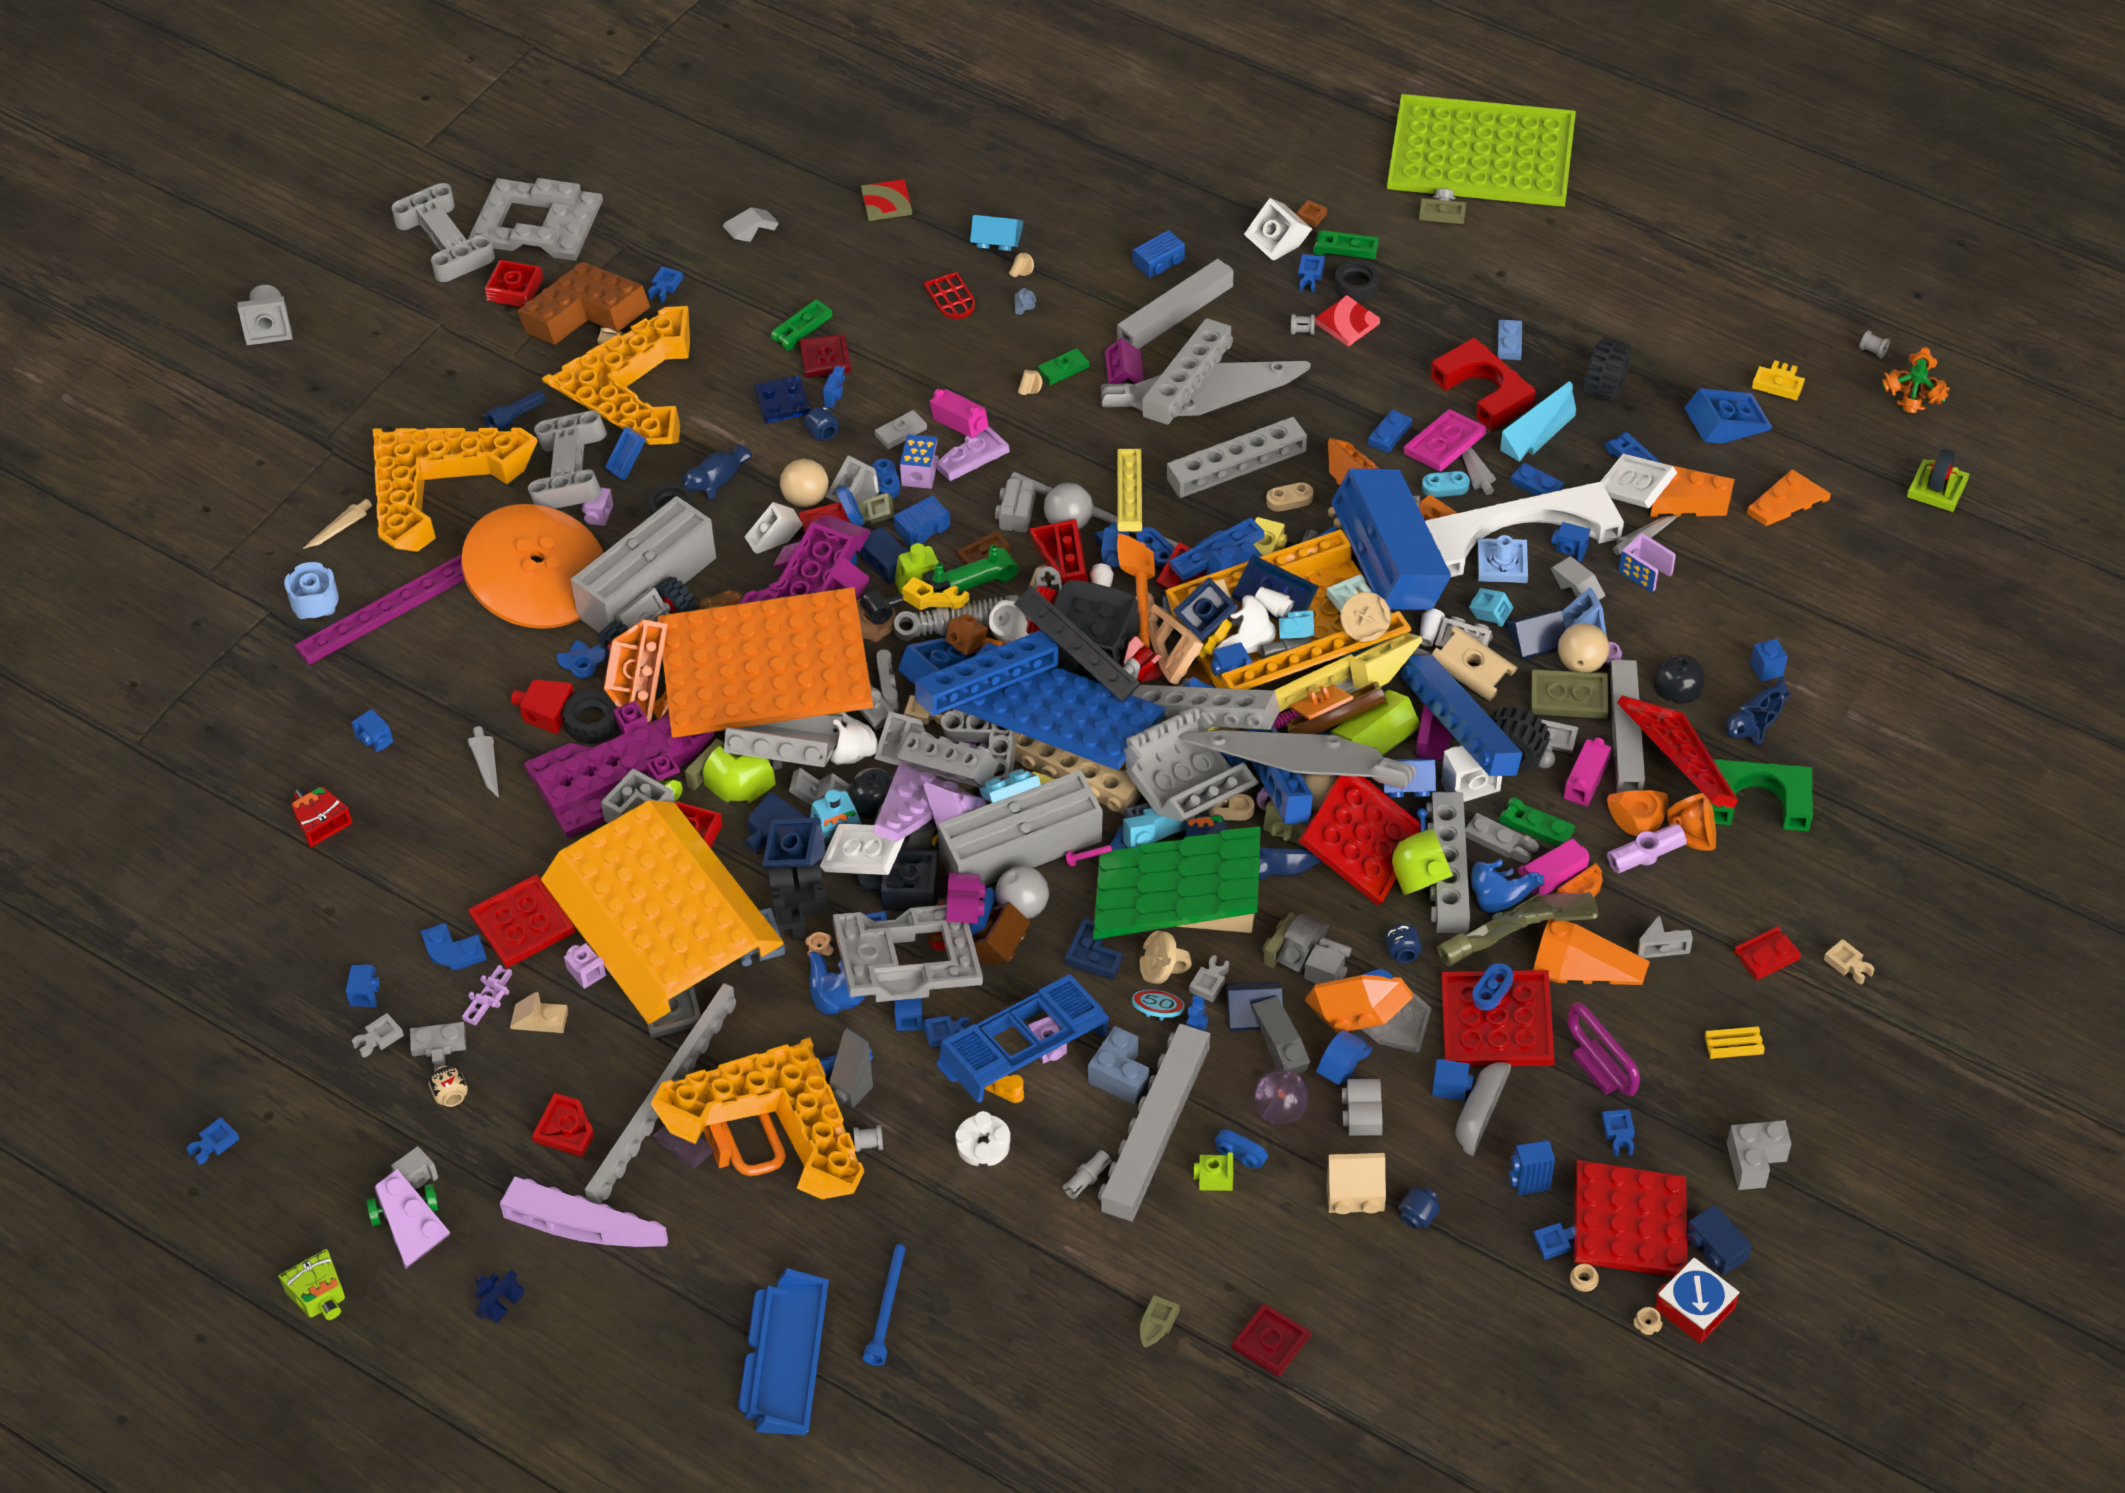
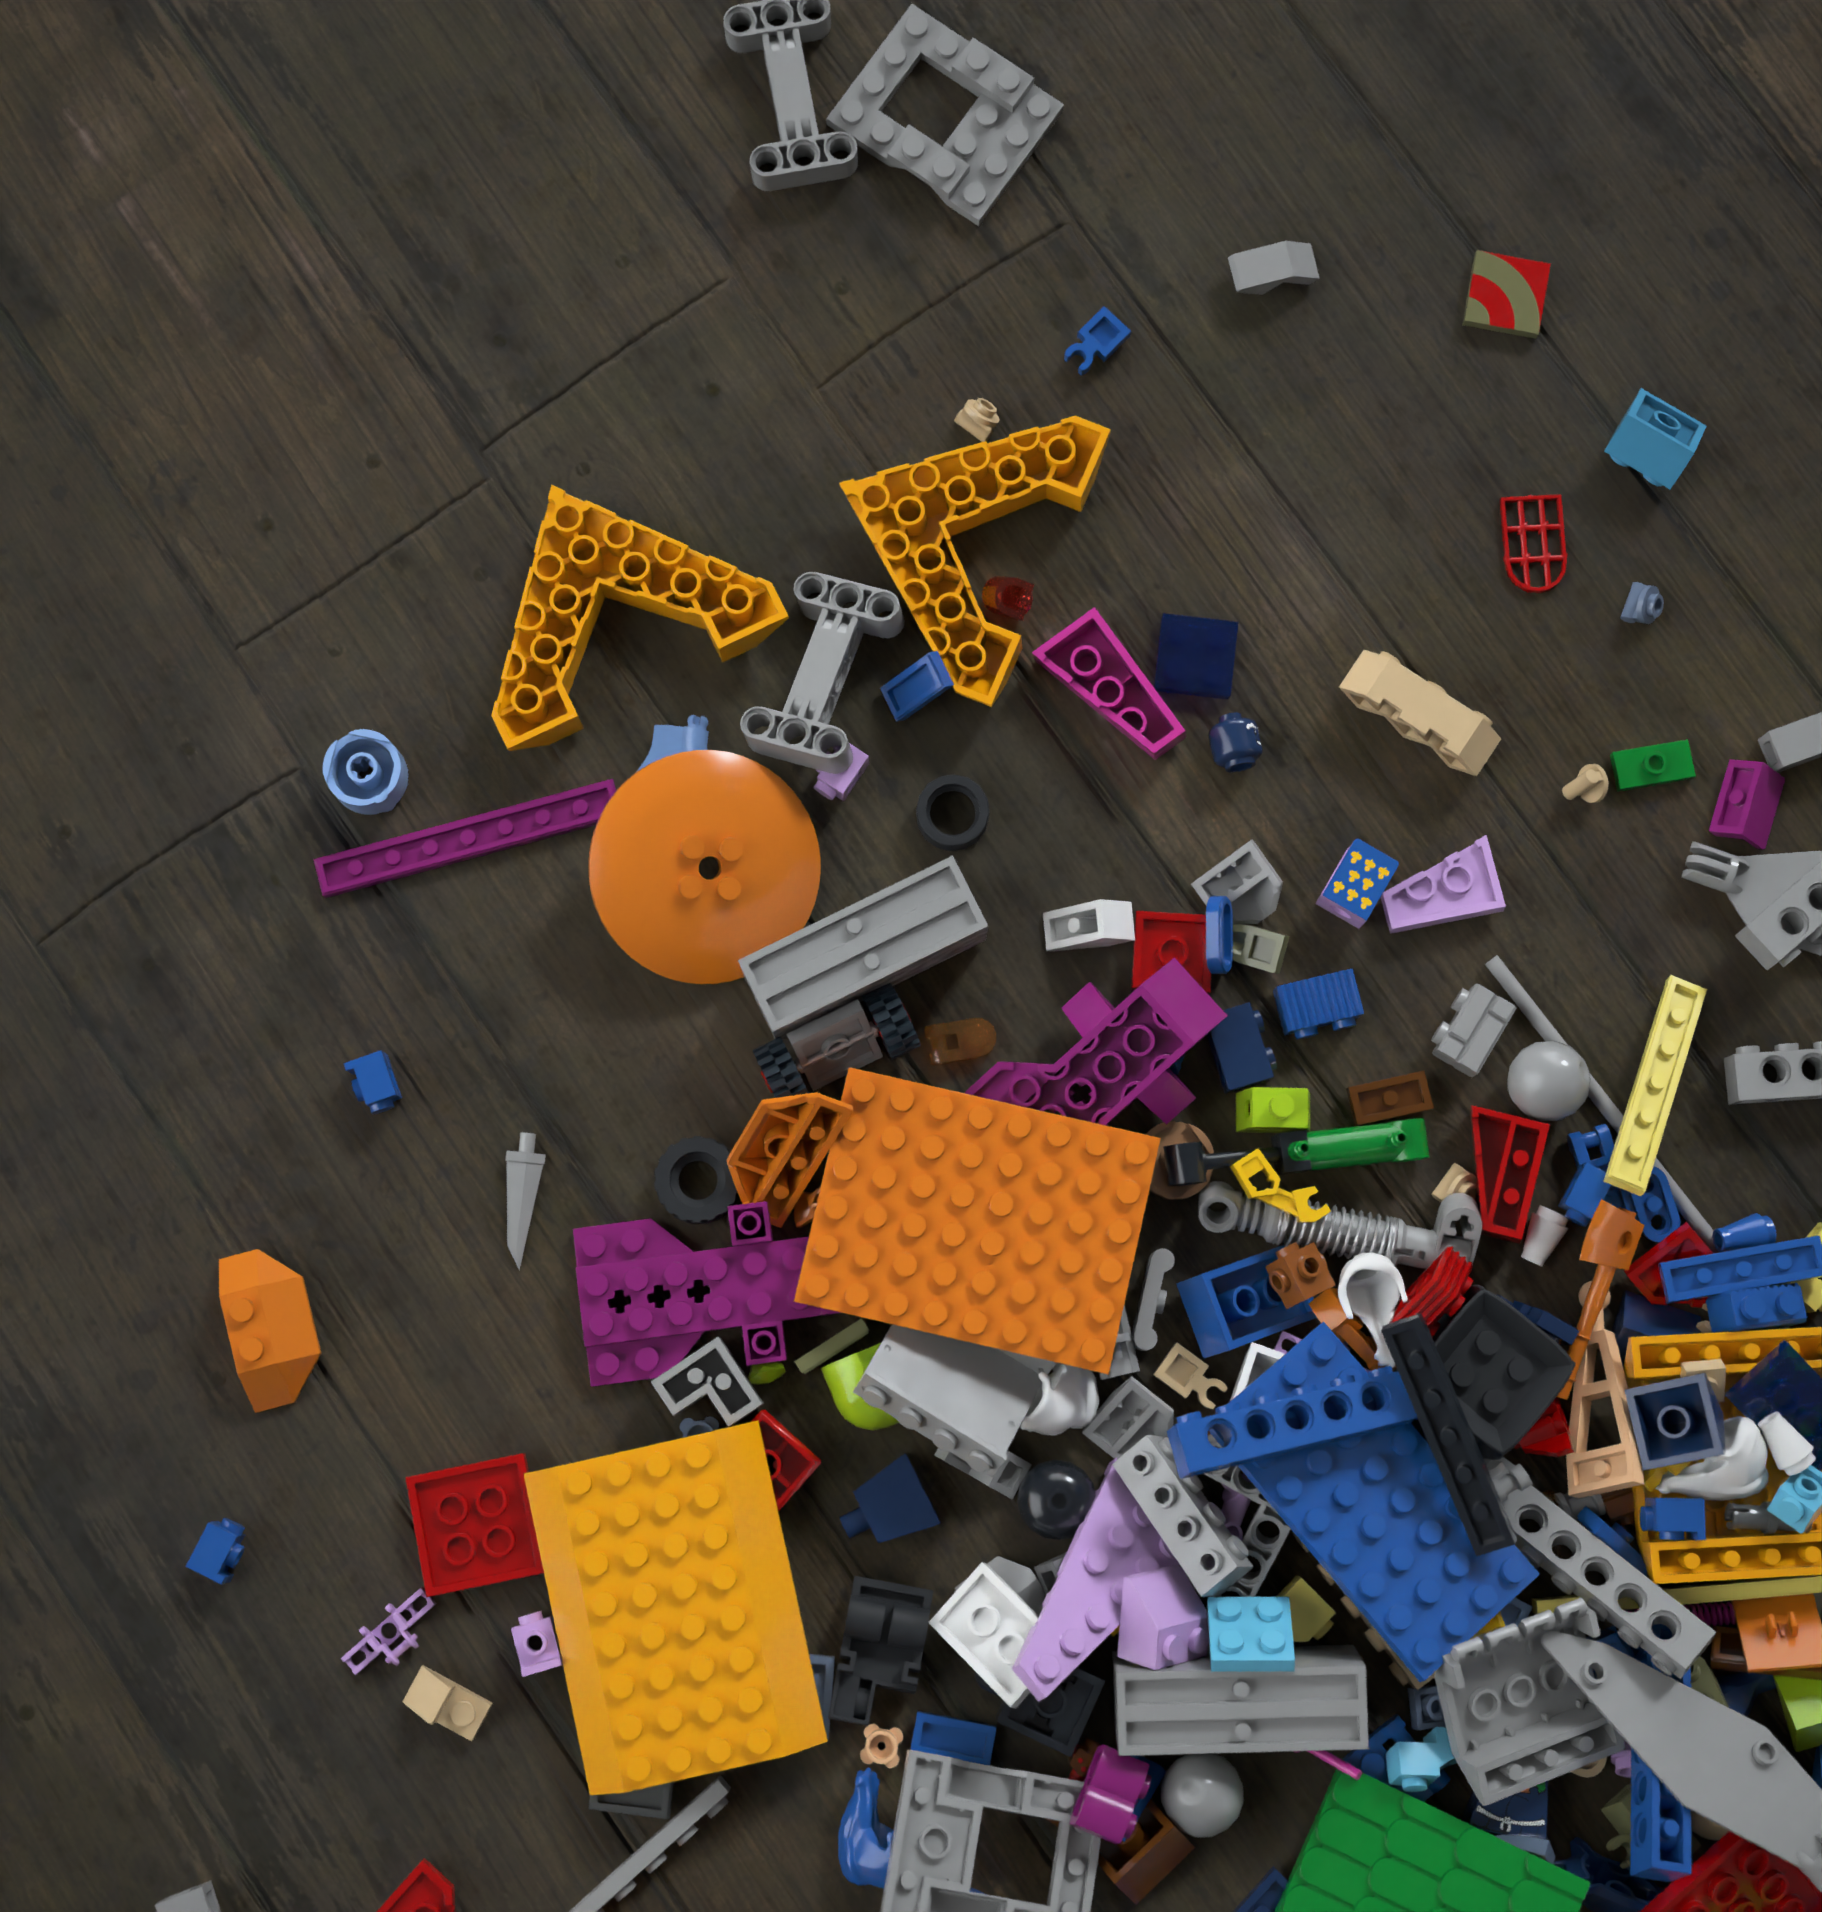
camera: 20 degrees right, 30 degrees up
(265, 316) = (462, 178): light grey plant -> none
(319, 814) = (248, 1205): red torso -> none
(347, 518) = (463, 634): tan bar -> none
(355, 871) = (268, 1327): none -> orange wedge
(379, 1033) = (217, 1645): light grey plate -> none
(438, 1041) = (293, 1688): light grey hinge -> none
(448, 1086) = (281, 1779): tan head -> none
(449, 953) = (355, 1533): blue plate -> none
(503, 416) = (756, 526): dark blue piece -> none
(513, 283) = (863, 228): red brick -> none
(543, 703) = (637, 1131): red torso -> none
(581, 659) = (721, 1053): blue plate -> none
(583, 296) = (958, 329): dark orange piece -> none
(662, 397) = (1008, 596): none -> clear red plate
(715, 471) = (1041, 767): dark blue animal -> none
(738, 418) = (1106, 677): none -> dark pink wedge
(794, 843) = (899, 1585): dark blue slope -> none
(801, 324) = (1279, 514): green plate -> none
(804, 483) = (1165, 858): tan piece -> none
(823, 354) = (1292, 595): dark red plate -> none
(832, 811) = (982, 1536): medium azure torso -> none
(833, 388) = (1279, 676): blue plate -> none
(887, 477) = (1296, 884): blue plate -> none
(898, 429) = (1354, 793): light grey plate -> none
(918, 375) = (1421, 711): none -> tan brick
(958, 413) = (1453, 812): dark pink brick -> none
(1022, 265) = (1669, 527): tan plate -> none

